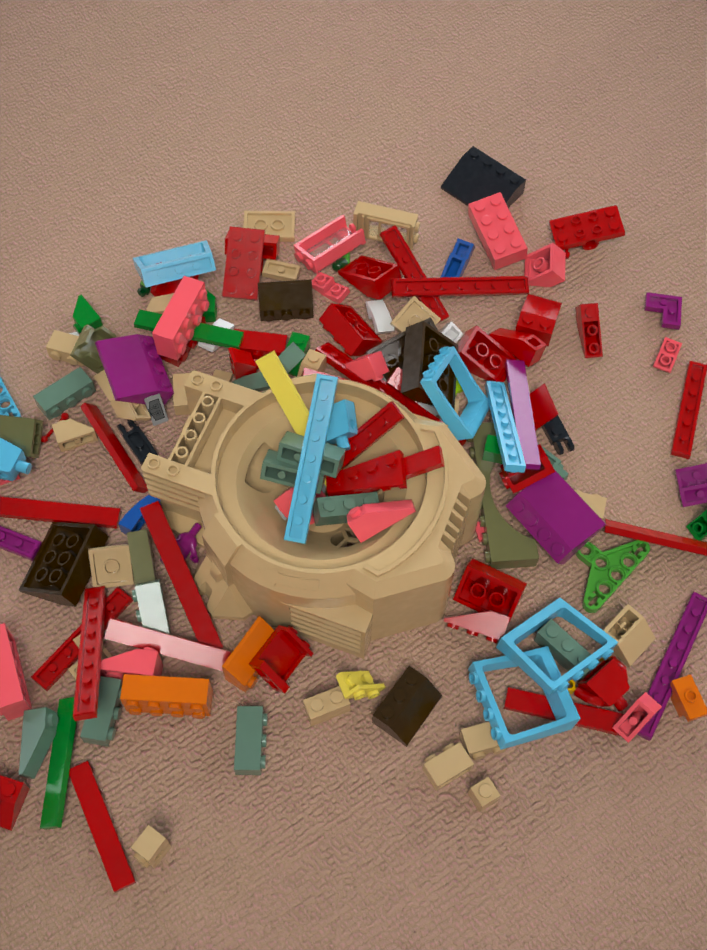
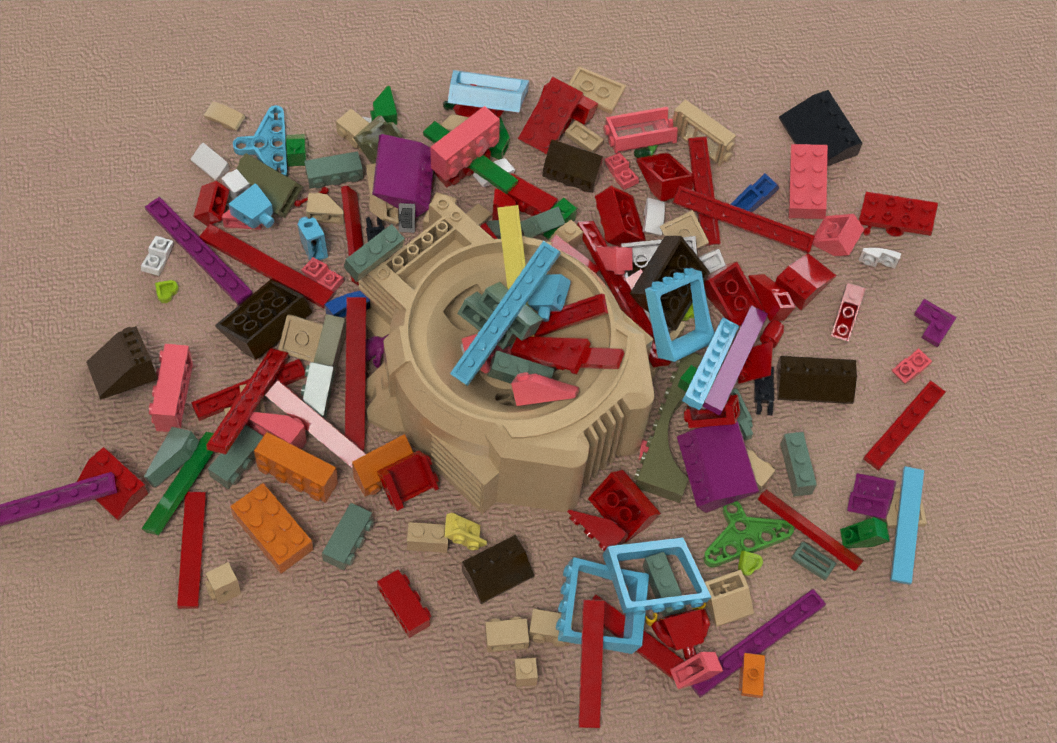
camera: 20 degrees right, 0 degrees up
(19, 389) = (296, 150): none -> green slope
(70, 460) = (308, 231): none -> medium azure torso
(98, 496) = (321, 274): none -> coral slope
(156, 454) = (374, 253): none -> sand green brick
(171, 766) = (271, 528): none -> orange brick
(336, 781) = (404, 603): none -> red brick
(536, 376) = (772, 332): none -> red brick
(543, 758) = (591, 663): none -> red tile
(584, 273) = (872, 256): none -> white slope
(595, 401) = (816, 379): none -> dark brown slope
(621, 483) = (798, 464): none -> sand green brick
(627, 593) = (749, 562): none -> lime tile
(676, 567) = (823, 575): none -> sand green tile

